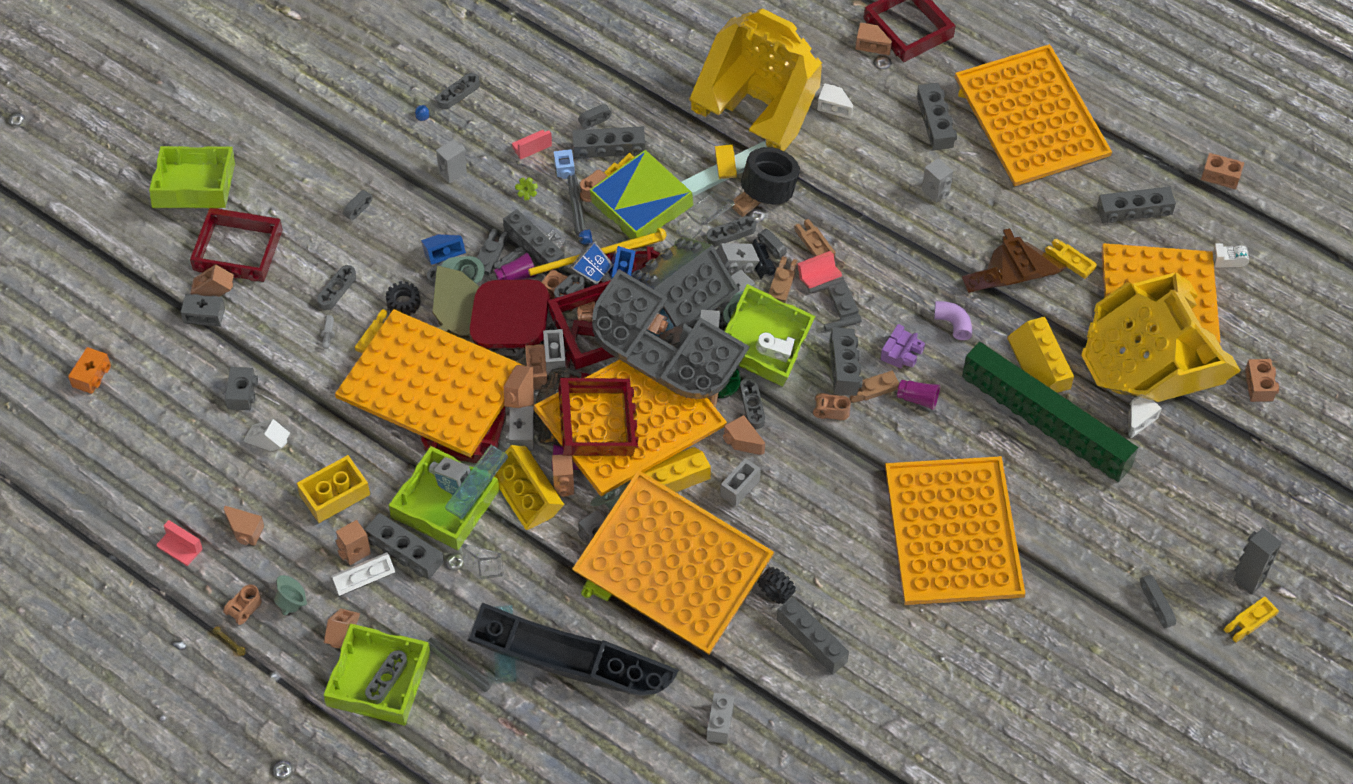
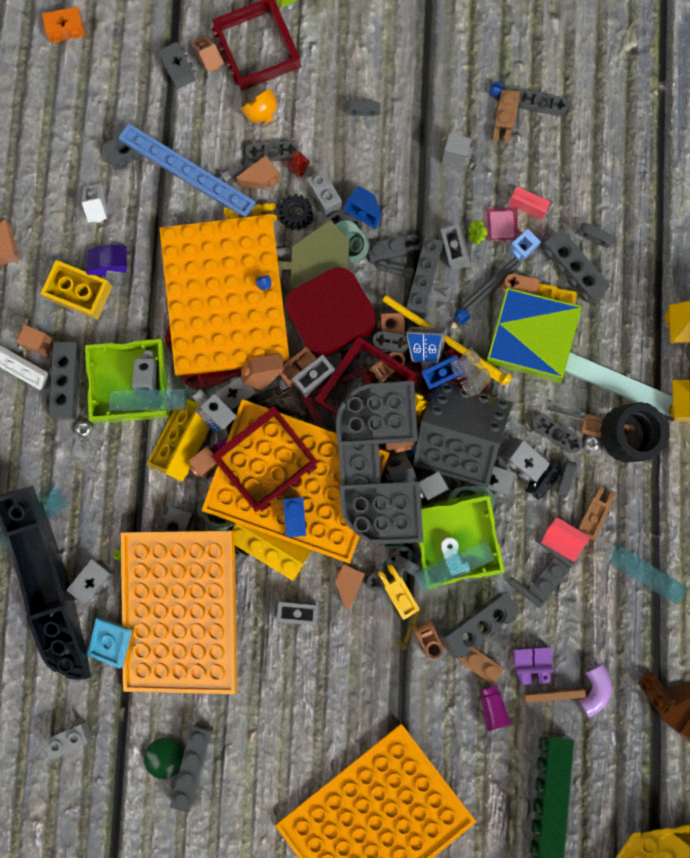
camera: 60 degrees right, 25 degrees up
(295, 270) = (261, 108): none -> light orange cylinder
(303, 347) = (187, 171): none -> medium blue plate
(326, 450) = (106, 259): none -> dark purple slope
(351, 304) = (259, 175): none -> nougat slope
(364, 273) = (298, 163): none -> clear red plate
(405, 268) = (324, 193): none -> light grey brick
(447, 340) = (263, 282): none -> blue hinge
(448, 116) = (506, 114): none -> medium nougat hinge
(515, 269) = (384, 282): magenta plant -> none
(527, 434) = (218, 416): none -> light grey torso
(531, 206) = (455, 246): none -> light grey brick
(535, 169) = (502, 224): none -> clear pink piece
(593, 614) = (80, 586): none -> light grey brick
(632, 242) = (474, 371): none -> clear hinge
(659, 427) = (294, 516): none -> blue slope
(659, 637) = (109, 642): none -> medium azure tile
(725, 161) = (625, 380): yellow slope -> none
(758, 379) = (405, 565): none -> dark grey beam
(776, 403) = (399, 593): none -> yellow hinge
(776, 585) = (216, 710): black tyre -> none
(783, 280) = (533, 513): medium nougat hinge -> none
(784, 346) = (453, 566): none -> clear light blue plate
(789, 657) = (163, 758): none -> dark green dish
(823, 430) = (403, 645): none -> clear yellow hinge
(889, 237) = (648, 575): none -> clear light blue plate
(937, 348) = (553, 695): none -> medium nougat tile
(1041, 355) = (607, 794): yellow slope -> none

